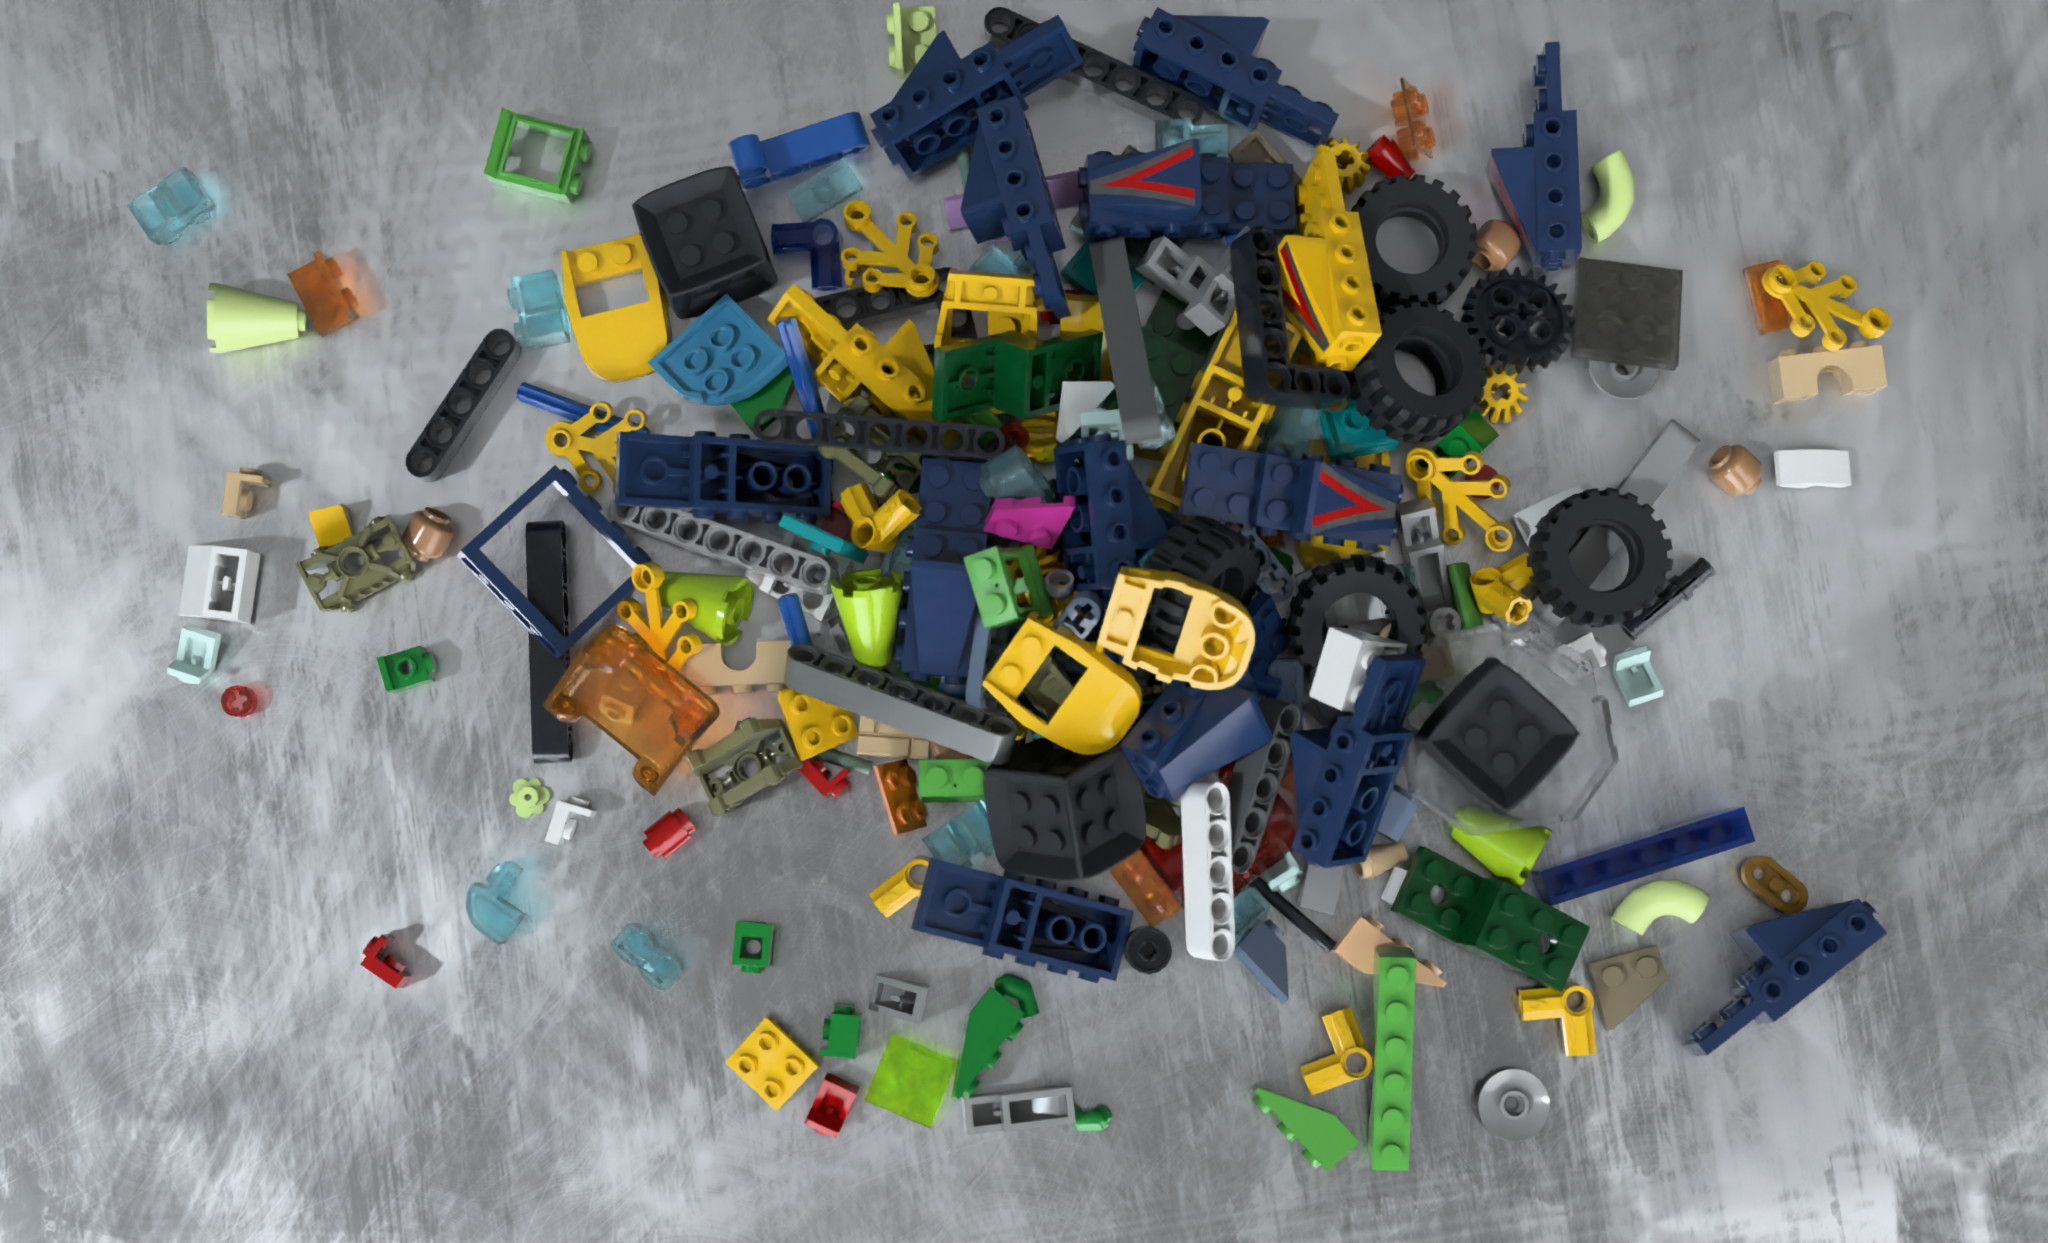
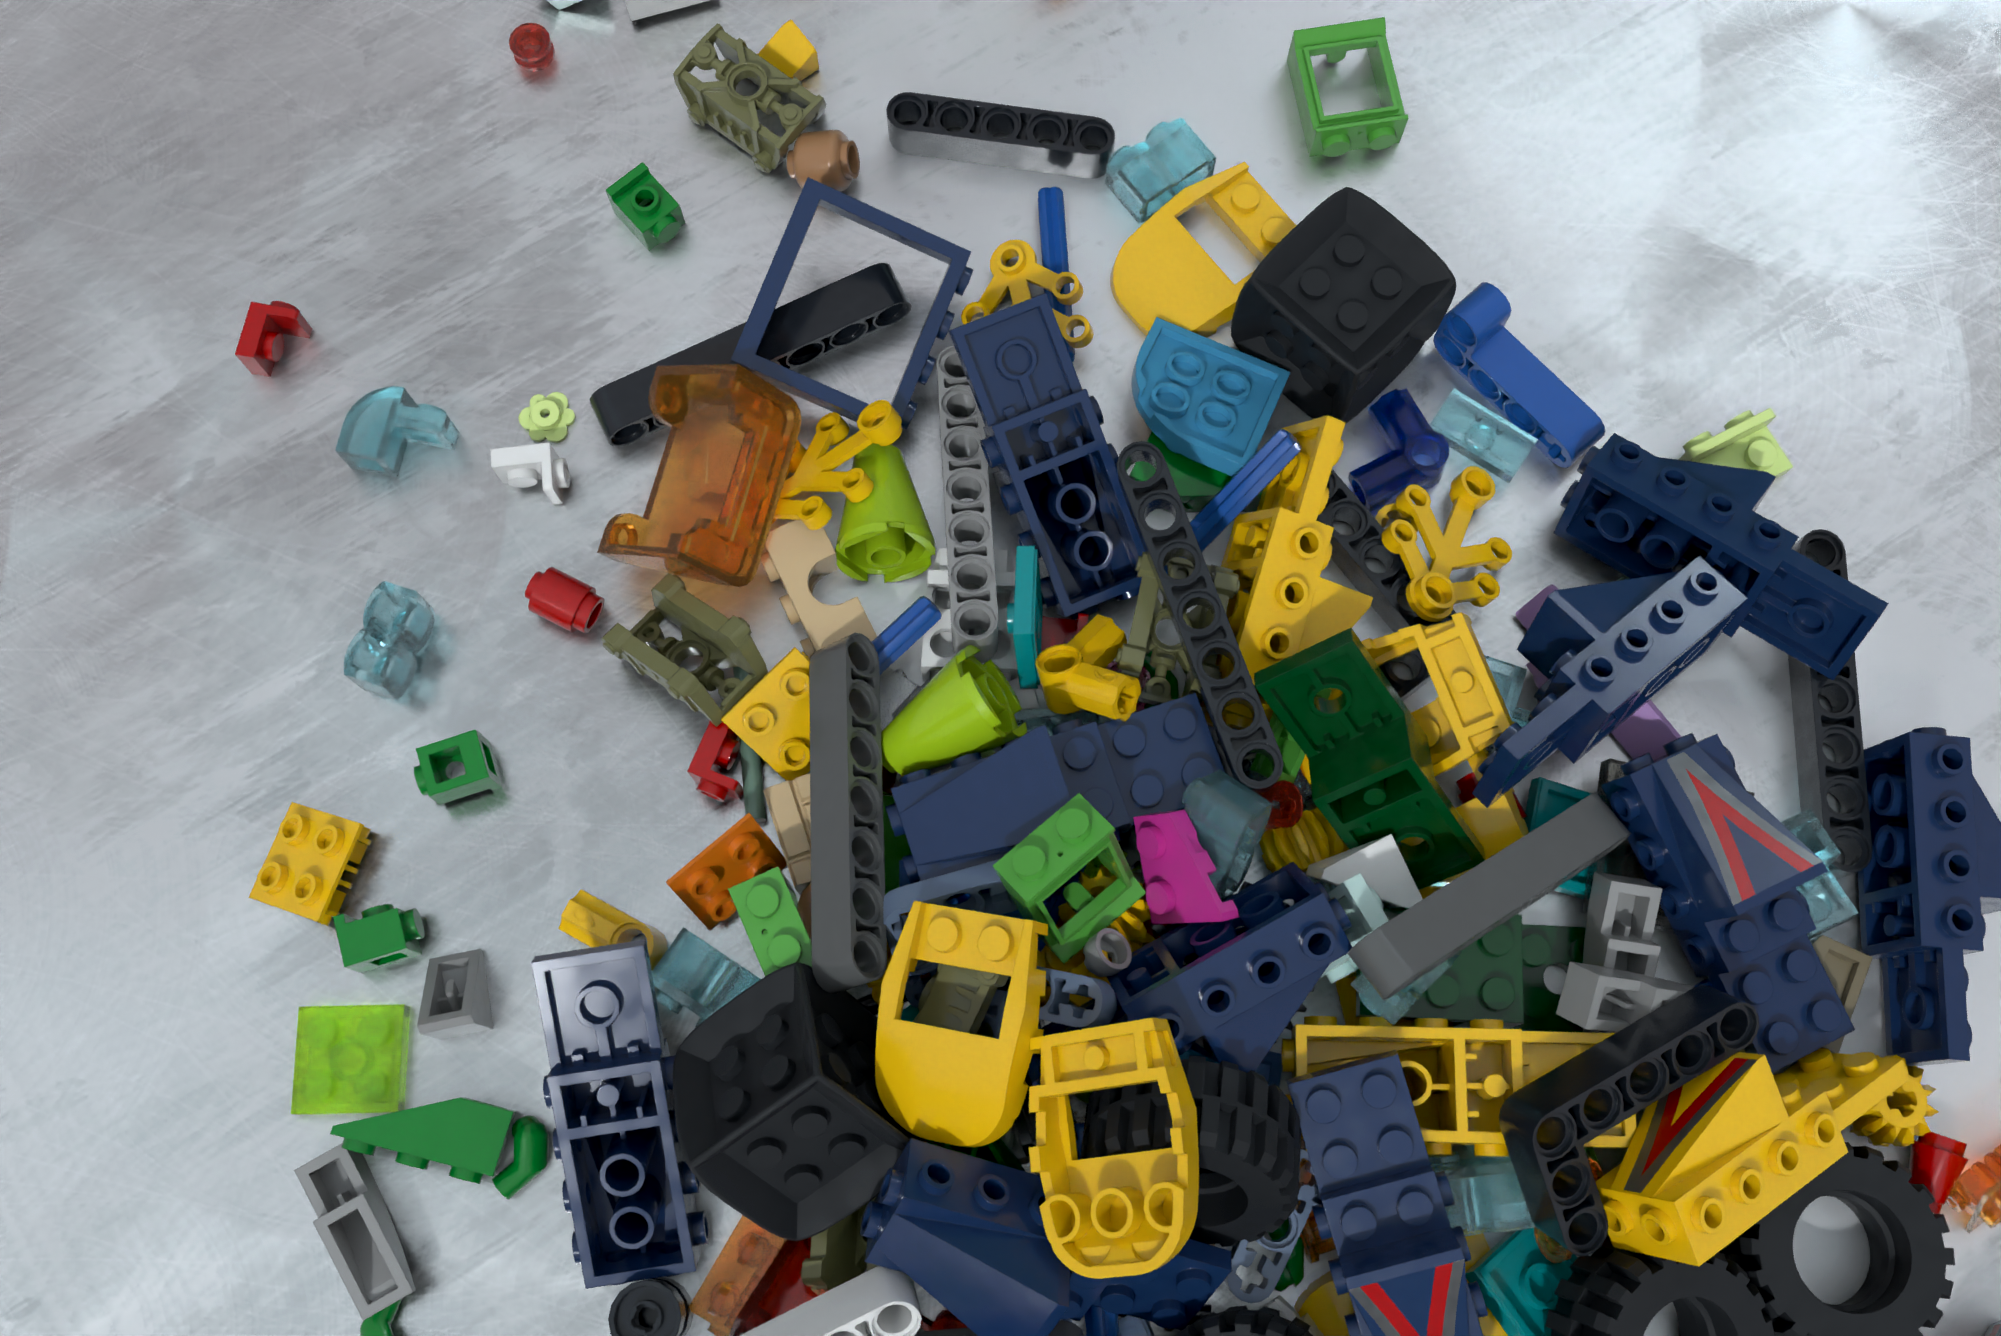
camera: 70 degrees right, 10 degrees down
(831, 1105) = (273, 965): red bracket -> none

